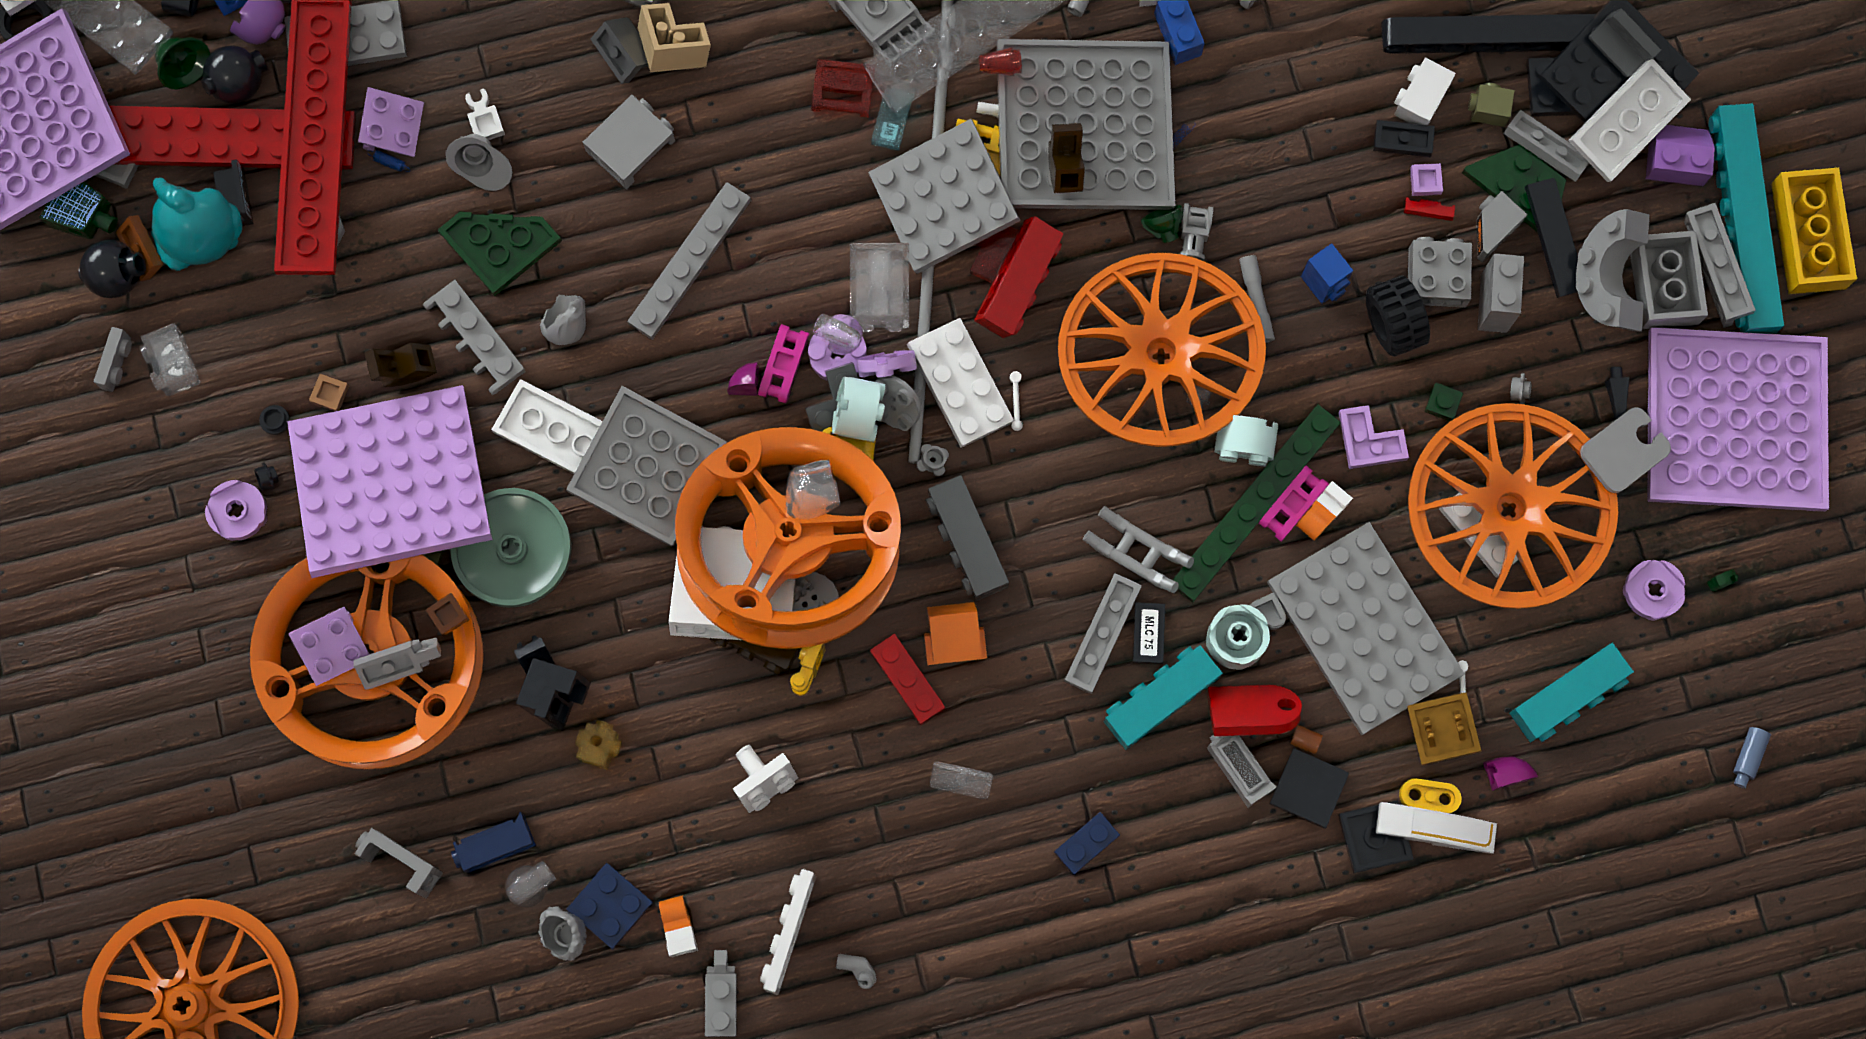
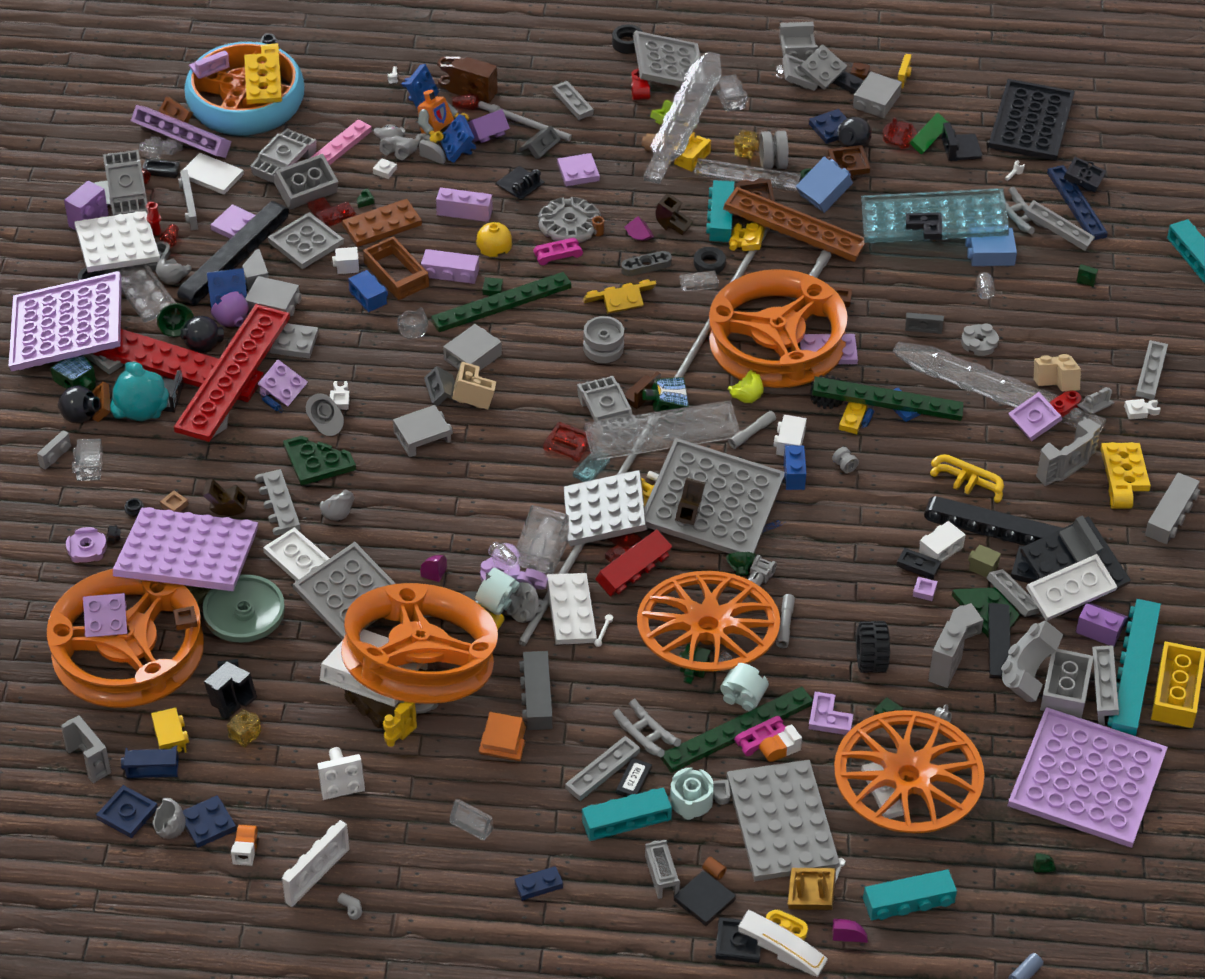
camera: 20 degrees right, 30 degrees down
(396, 662) = (140, 635): light grey hinge -> none
(496, 932) = (127, 811): none -> dark blue plate
(497, 786) = (169, 729): none -> yellow hinge
(529, 884) = (160, 788): clear piece -> none
(689, 261) = (429, 501): light grey plate -> none
(720, 997) = (253, 894): light grey hinge -> none
(783, 363) = (462, 567): dark pink plate -> none
(811, 490) = (444, 615): clear piece -> none
(907, 679) = (462, 757): red plate -> none
(940, 456) = (534, 643): light grey plate -> none
(1001, 62) = (671, 446): clear red cone -> none
(1149, 415) = (700, 655): none -> dark green brick
(1253, 710) = (684, 836): red tile -> none
(1327, 274) = (835, 613): blue brick -> none
(1429, 209) = (921, 607): red piece -> none
(1441, 271) = (912, 637): light grey brick -> none
(1618, 391) = (1010, 738): black piece -> none
(1619, 456) = (994, 763): light grey piece -> none
(1654, 572) = (988, 865): lavender plate -> none

